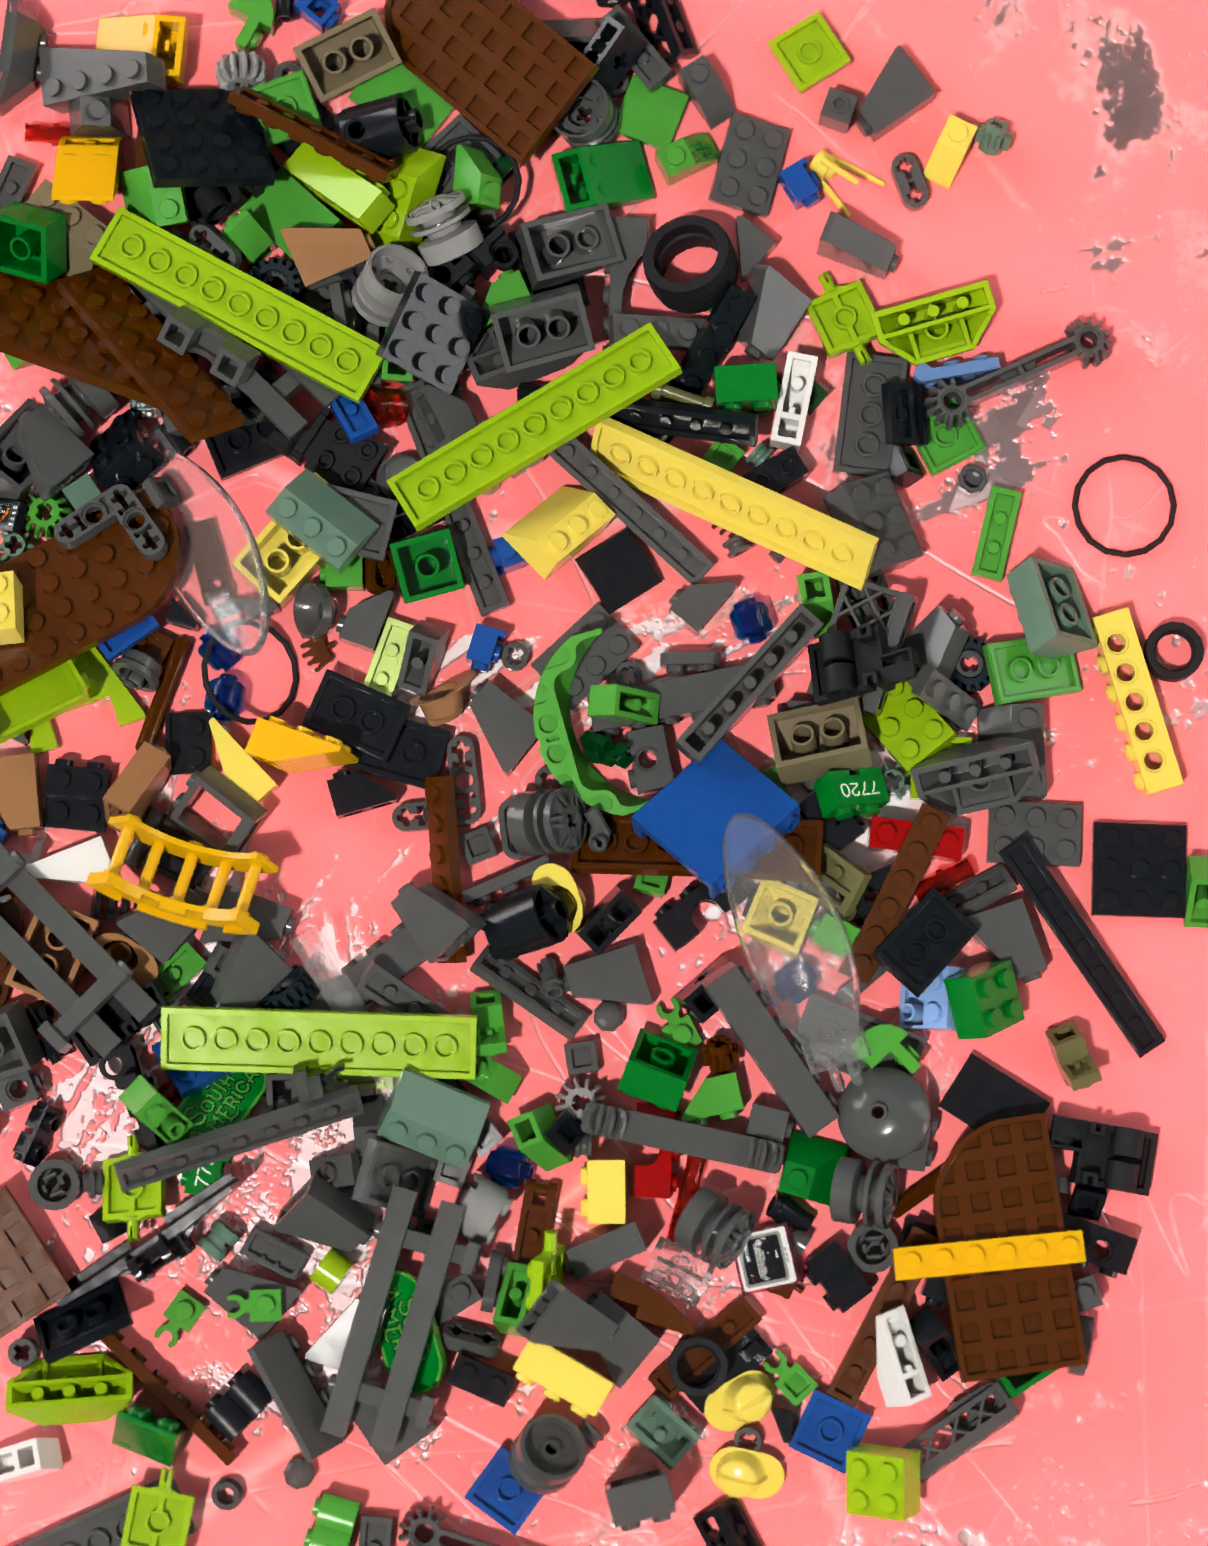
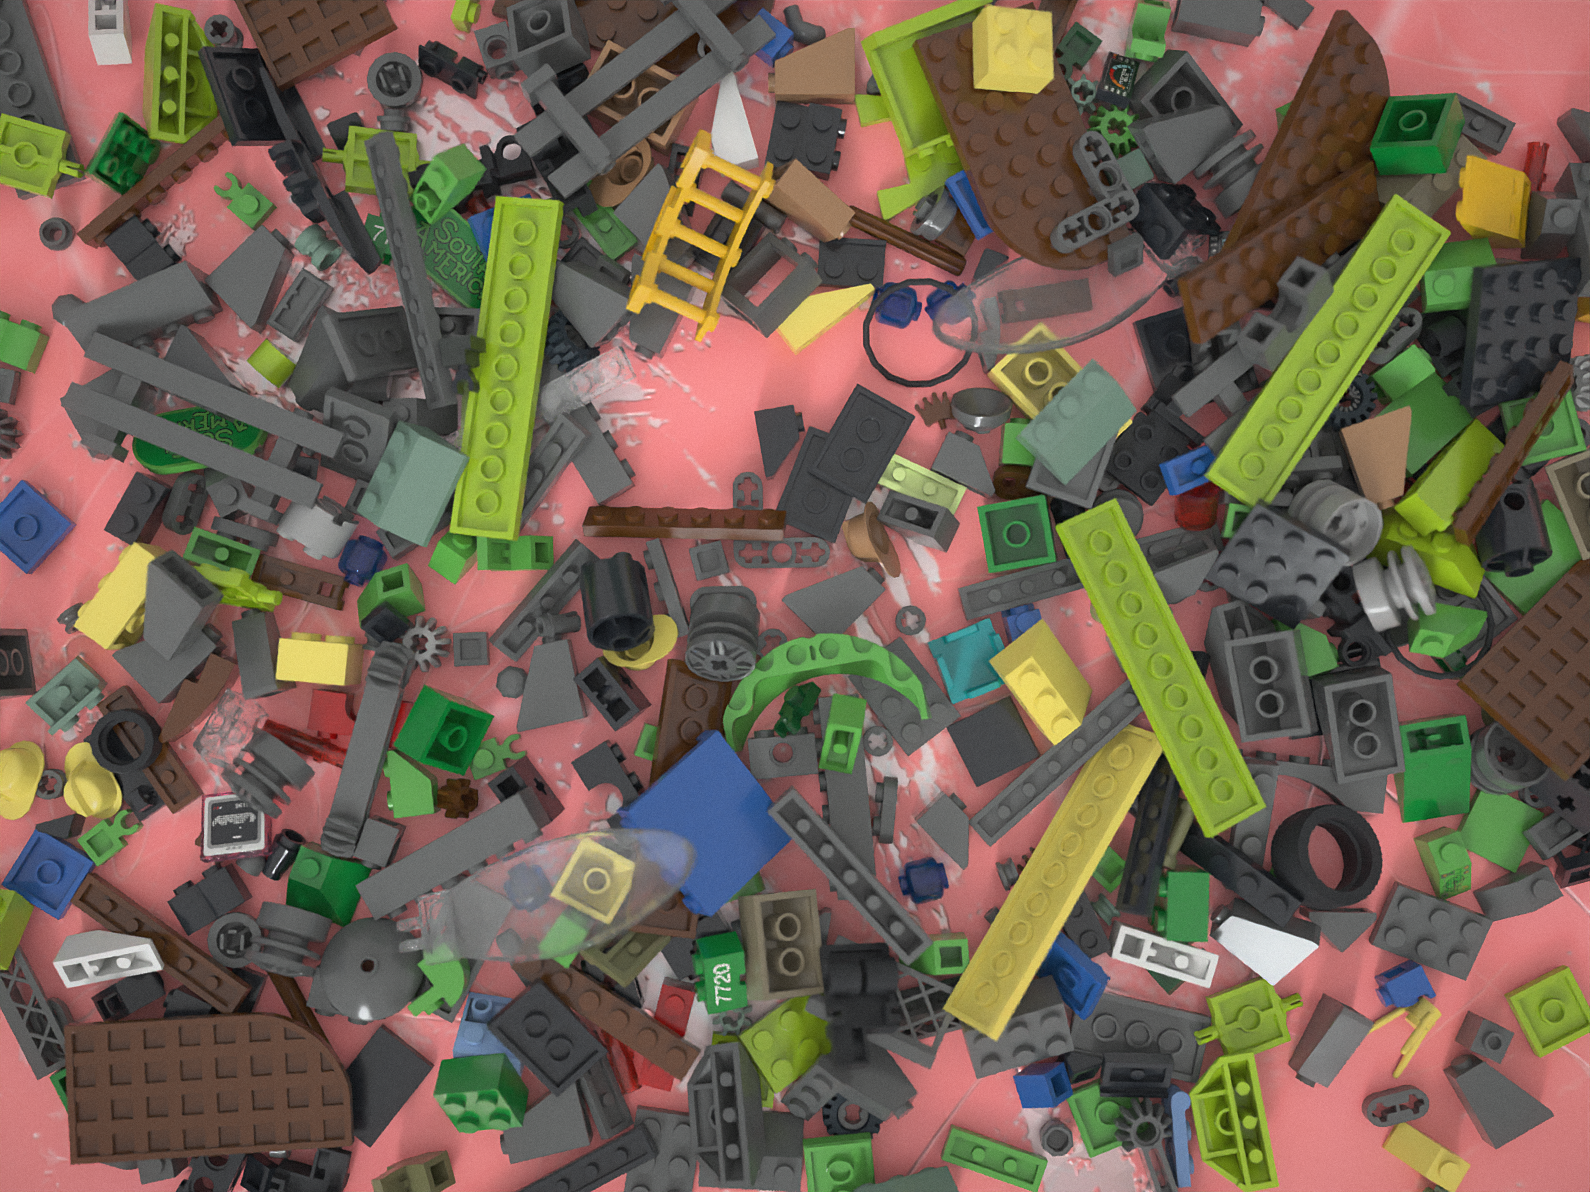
camera: 95 degrees right, 5 degrees up
(262, 1305) = (239, 284): bright green plate -> none
(295, 749) = (831, 370): yellow slope -> none
(305, 1169) = (372, 342): none -> dark grey tile
(435, 920) = (628, 506): dark grey slope -> none
(485, 647) = (922, 589): blue brick -> none
(546, 602) = (964, 660): none -> teal panel
(547, 1454) = (45, 590): dark grey wheel -> none
(599, 830) = (708, 693): dark grey arm -> none
(819, 475) = (1075, 975): none -> blue plate
(923, 495) = (1043, 1085): none -> blue brick
(988, 1255) = (198, 1070): yellow plate -> none

